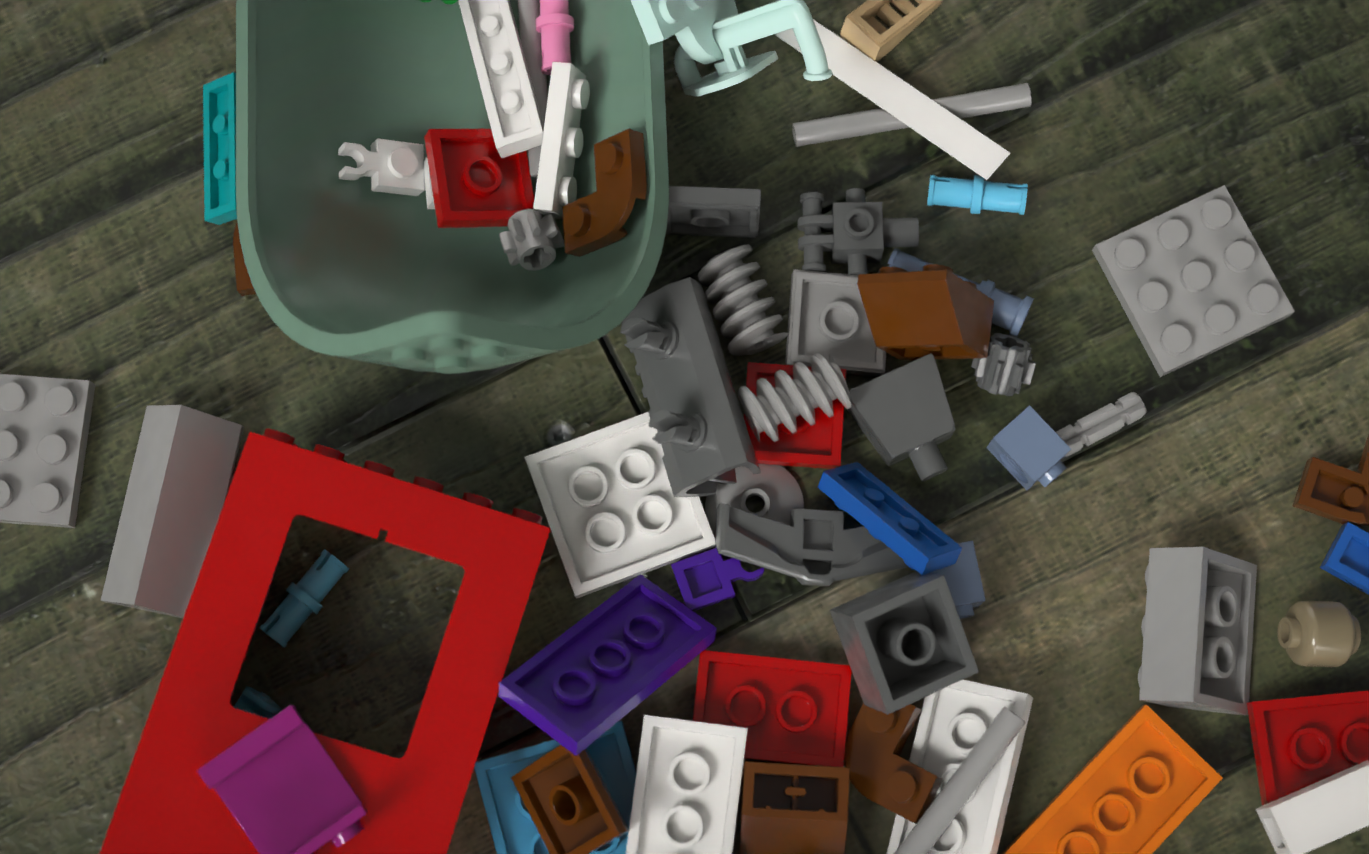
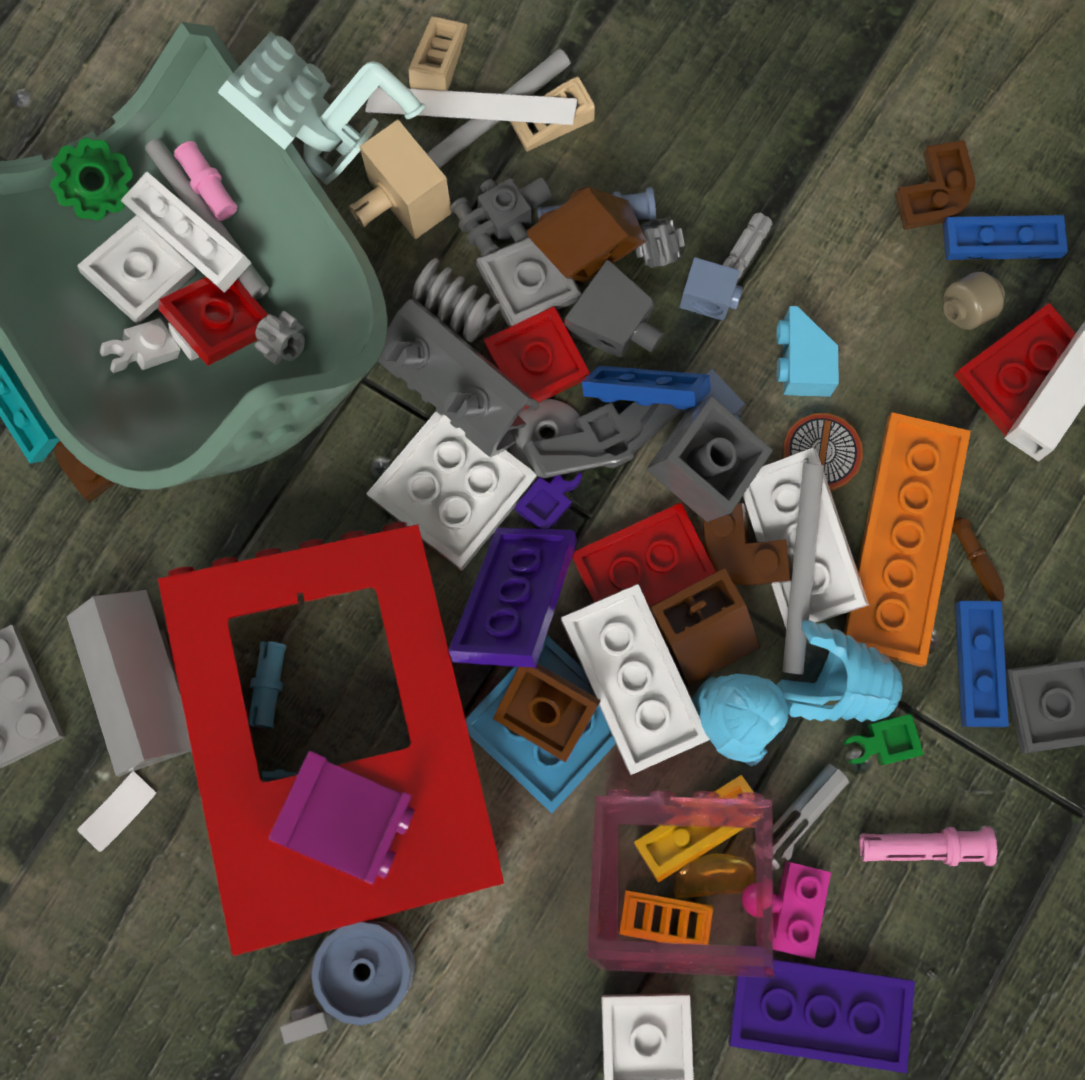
camera: 35 degrees left, 0 degrees up
(80, 637) = (117, 812): none -> white sticker
(428, 79) = (136, 269): none -> white plate
(561, 139) = (260, 255): white plate -> none
(620, 179) = (322, 288): reddish brown plate -> none
(713, 211) = (400, 246): dark grey plate -> none
(762, 141) = (403, 181): none -> tan brick
(794, 396) = (531, 340): light grey piece -> none
(977, 194) = (570, 141): medium azure pin -> none
(1007, 137) = (583, 115): none -> tan slope
(1061, 699) = (835, 443): none -> tile
(1091, 589) = (808, 358): none -> medium azure slope
(1192, 280) = (748, 120): light grey plate -> none
(1198, 630) = (893, 344): light grey slope -> none

